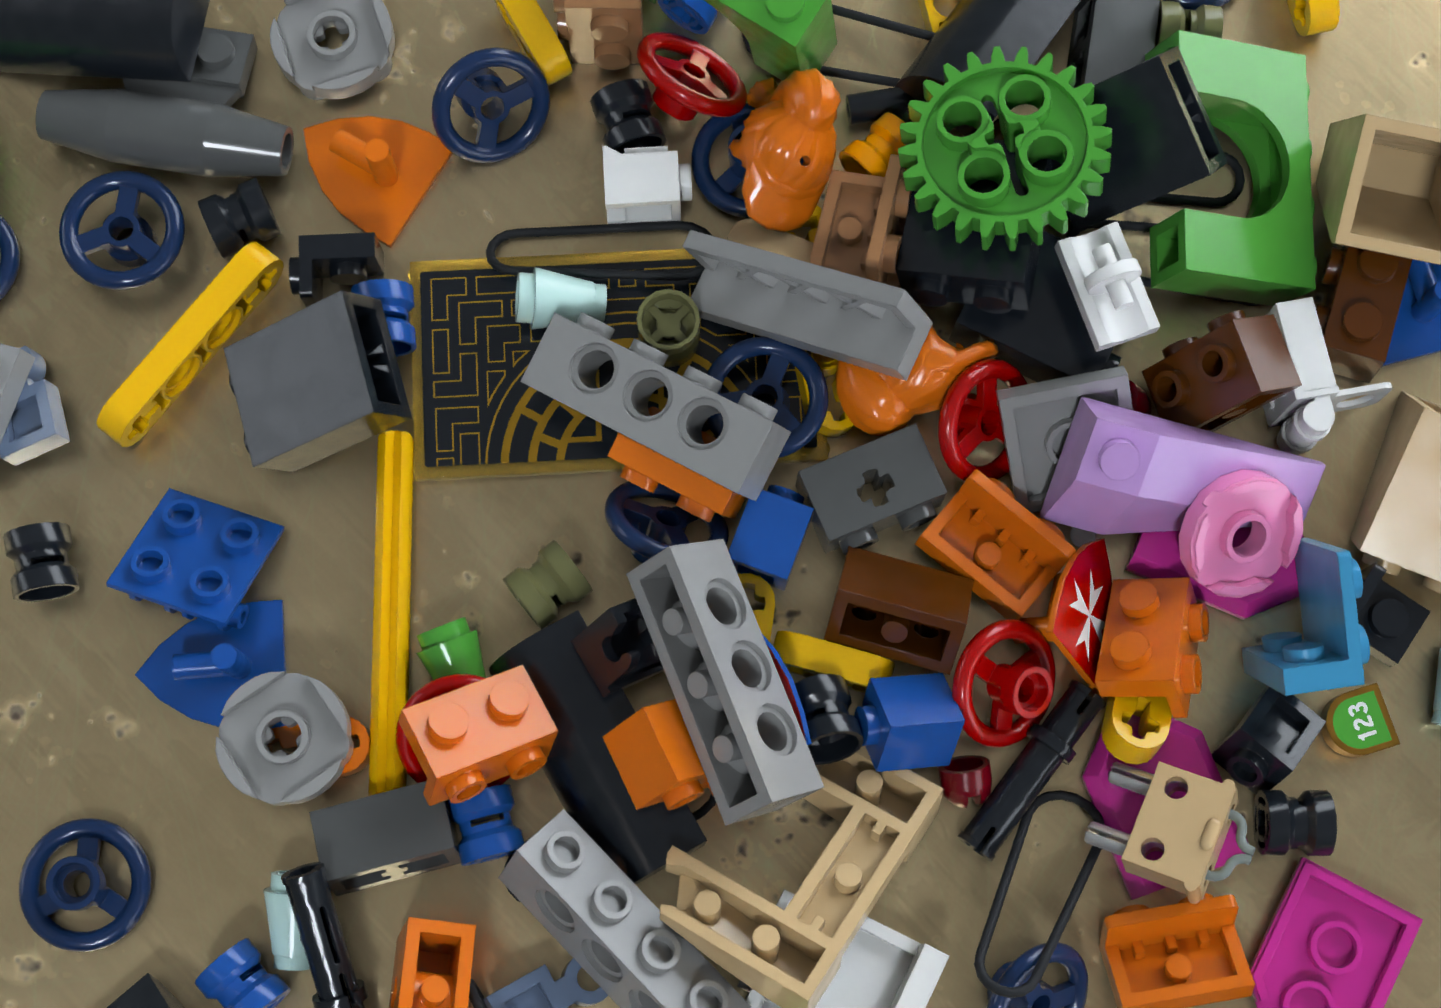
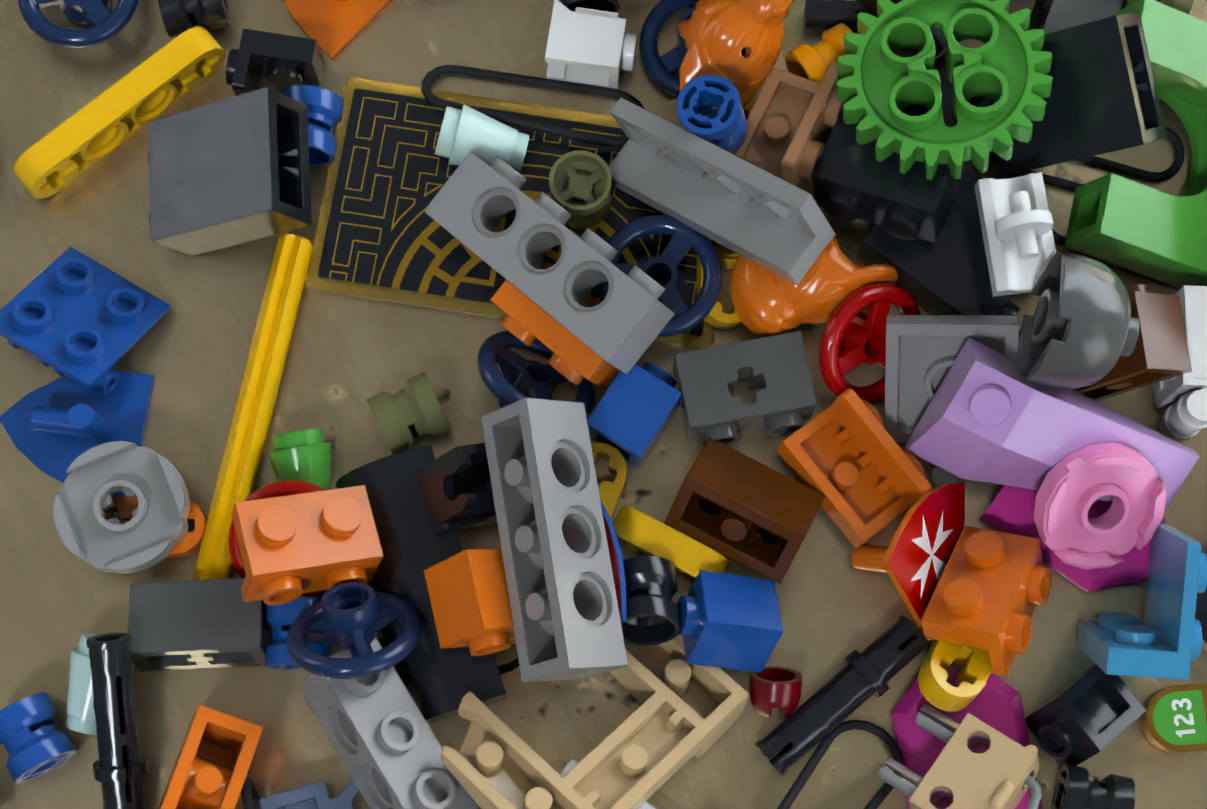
camera: 15 degrees right, 0 degrees up
(539, 800) = (349, 618): none -> dark blue piece
(795, 240) = (721, 126): none -> blue wheel
(1016, 688) = (844, 612): red piece -> none
(1186, 363) = (1077, 323): none -> dark grey cylinder

